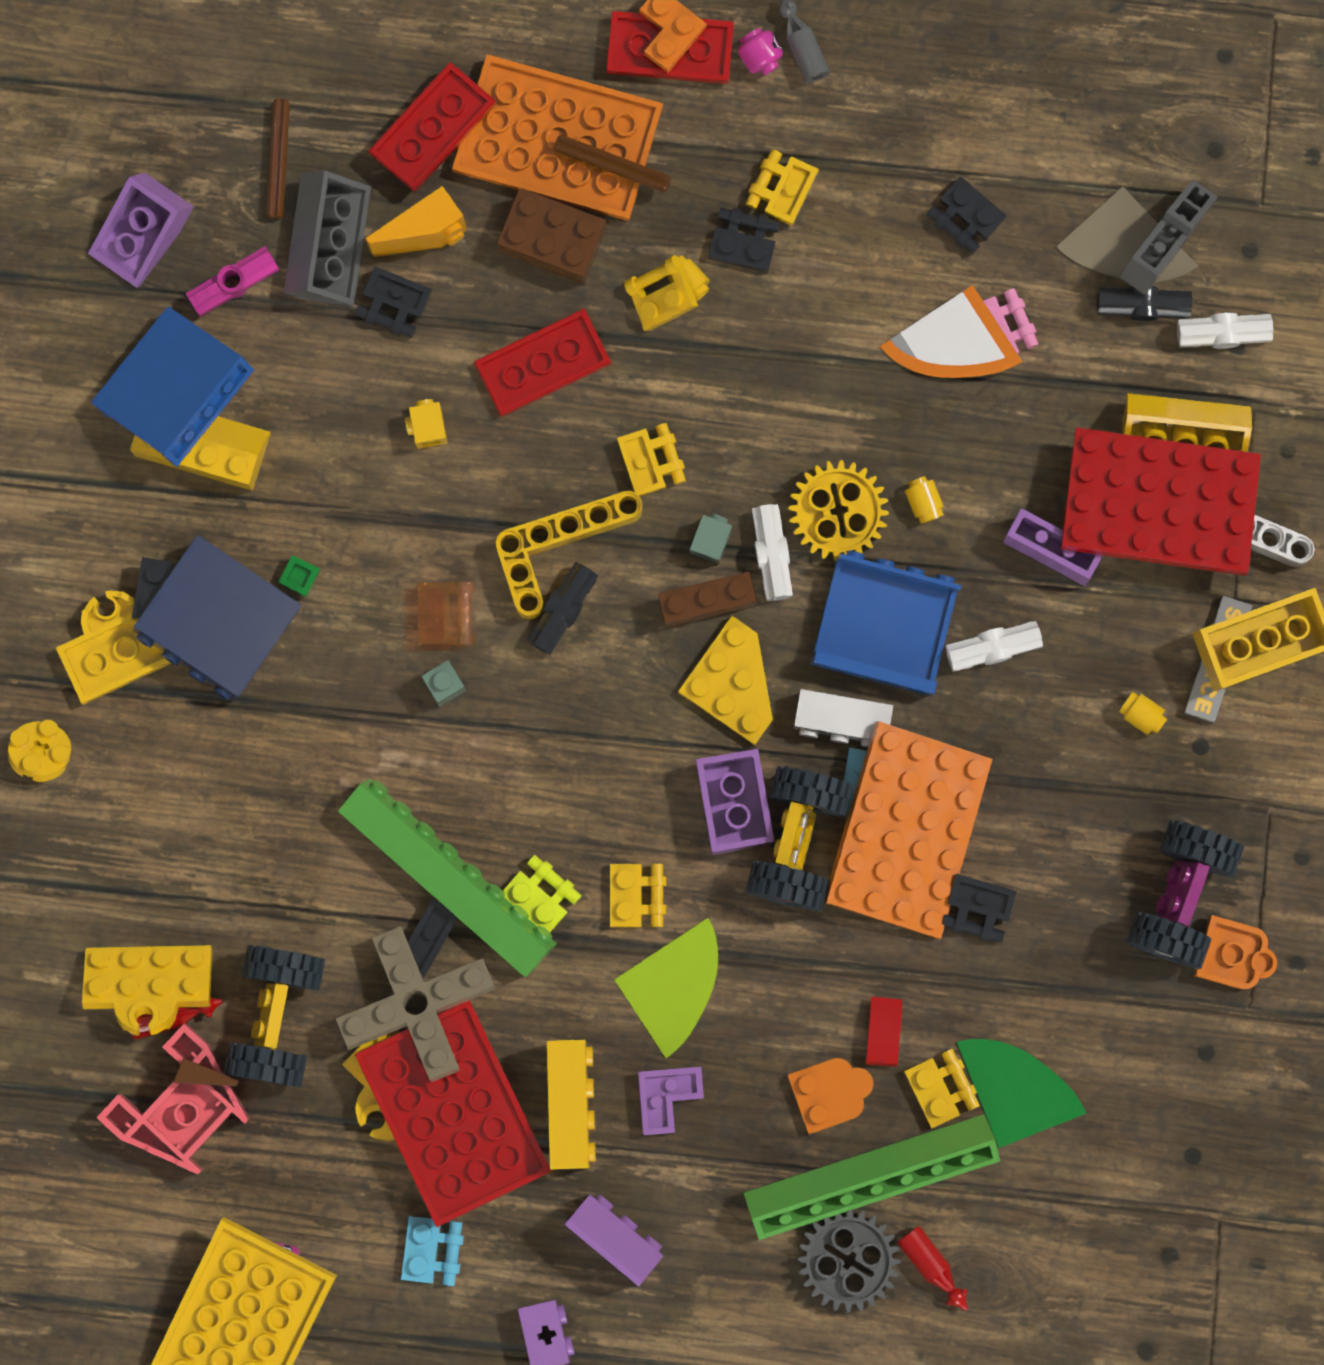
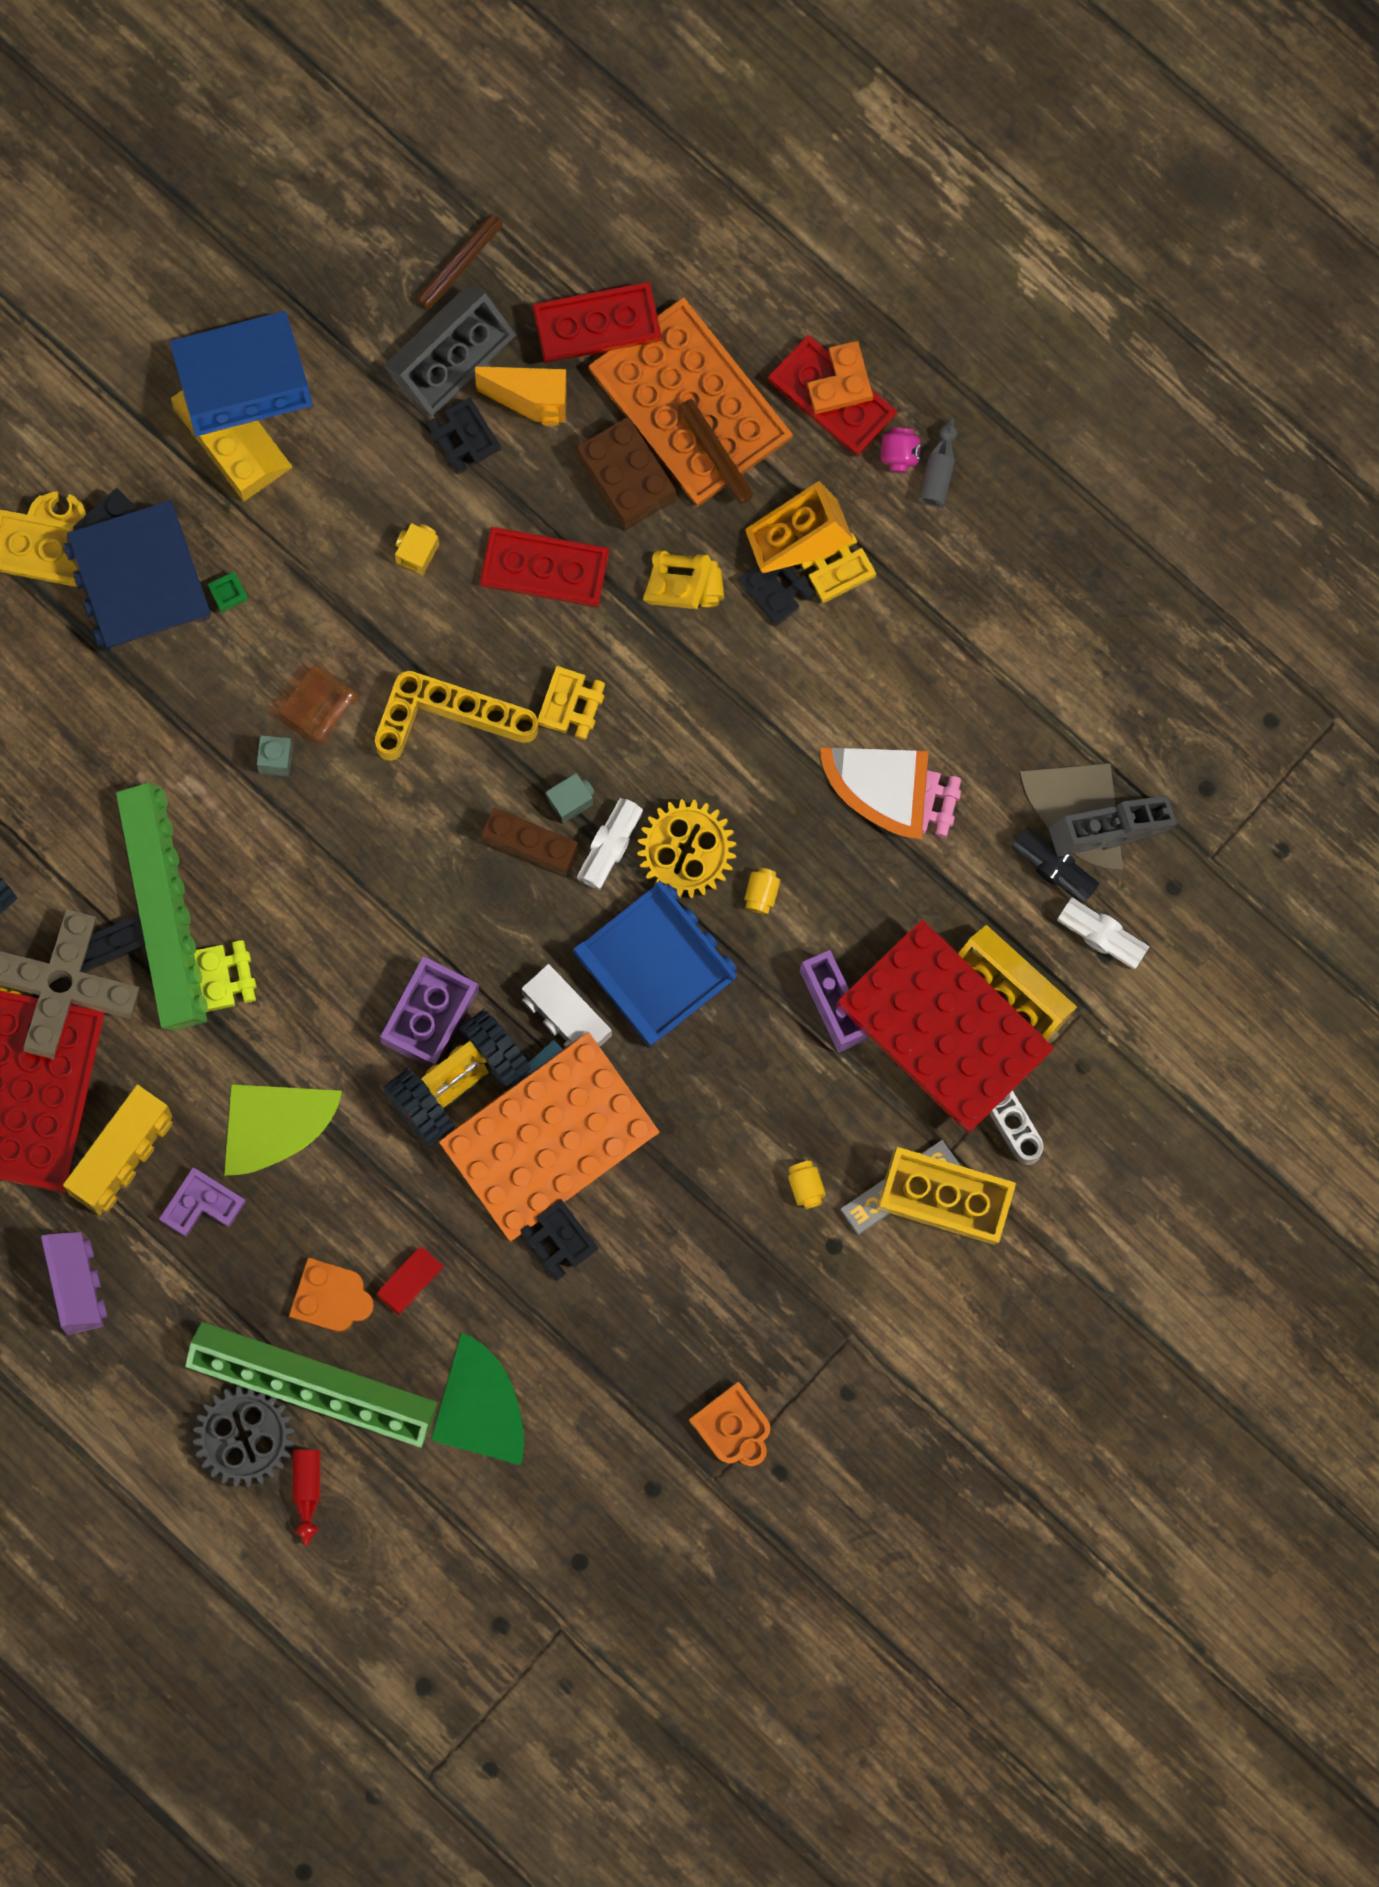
camera: 30 degrees right, 5 degrees down
(140, 228) = (312, 236): medium lavender slope -> none
(215, 293) = (331, 326): dark pink piece -> none
(563, 608) = (412, 766): black piece -> none
(626, 895) = (291, 1025): yellow plate -> none
(730, 179) = (800, 530): none -> light orange slope
(732, 682) = (501, 922): yellow plate -> none
(933, 1093) = (412, 1355): yellow plate -> none
(972, 209) = (975, 692): black plate -> none
(994, 646) = (728, 1045): white piece -> none
(1195, 854) = (763, 1321): black plate -> none

